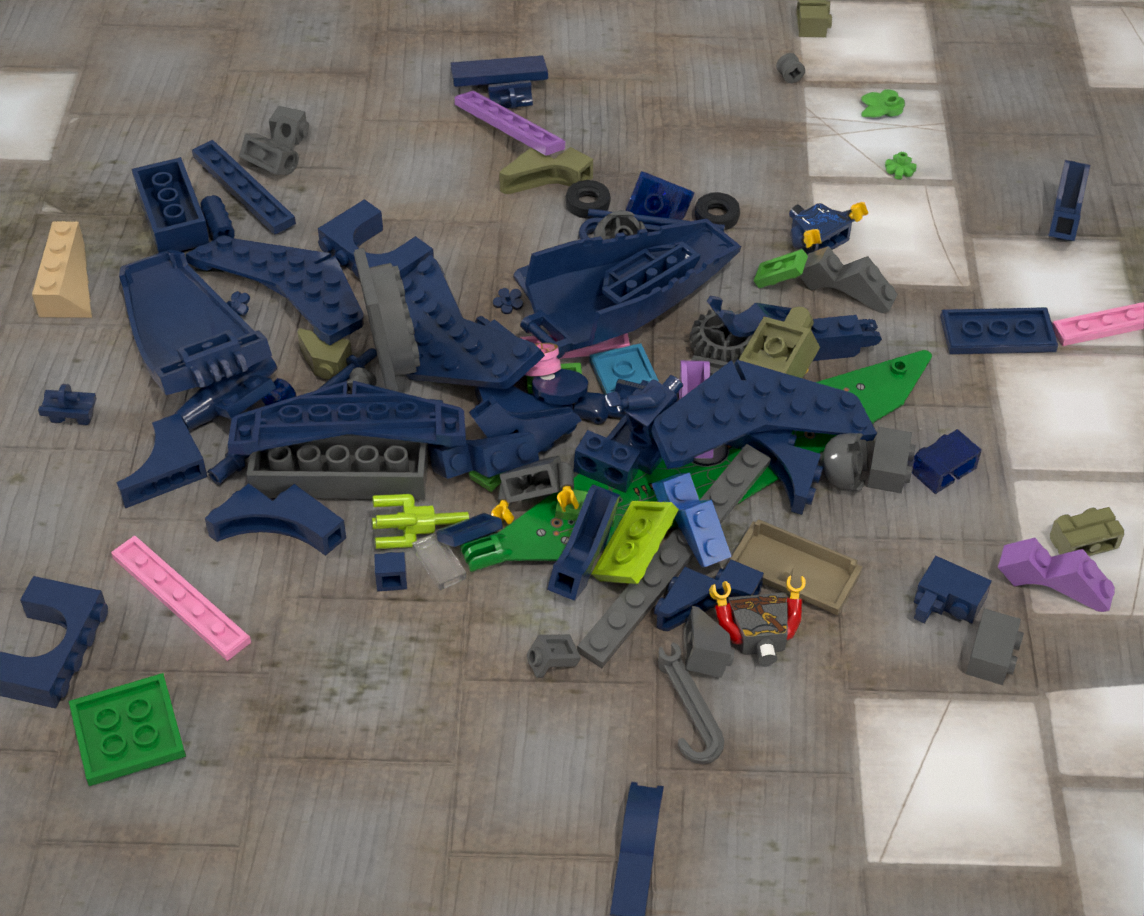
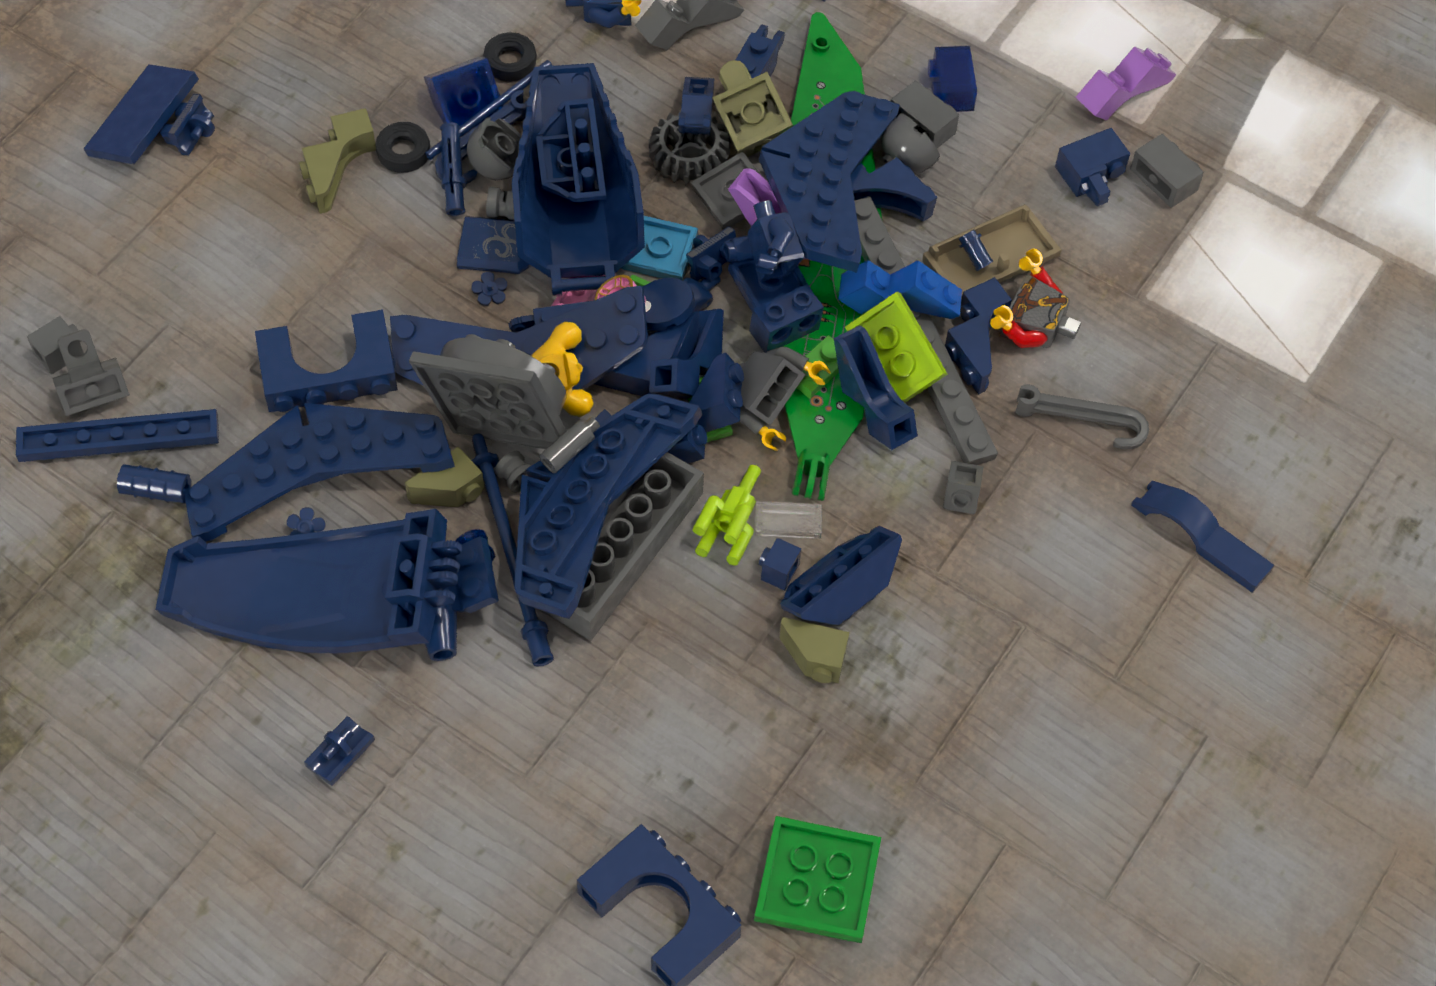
camera: 60 degrees left, 10 degrees up
(62, 275) = (127, 679): tan wedge -> none
(170, 205) = (101, 516): dark blue brick -> none
(171, 464) = (490, 682): dark blue arch -> none
(181, 598) = (676, 763): bright pink tile -> none
(290, 514) = (644, 614): dark blue arch -> none
(328, 631) = (815, 648): none -> olive slope
(381, 386) = (569, 444): none -> dark grey cylinder
(393, 614) = (844, 578): none -> dark blue wedge
(436, 349) = (568, 370): none -> yellow head
(469, 529) = (778, 473): dark blue tile -> none
(510, 123) = (239, 147): medium lavender tile -> none
(588, 224) = (453, 182): none -> dark blue pin
(706, 645) = (1033, 364): dark grey slope -> none
(780, 268) = (639, 52): bright green plate -> none
(781, 548) = (975, 249): none -> dark blue pin
(1092, 531) = (1097, 37): olive brick -> none

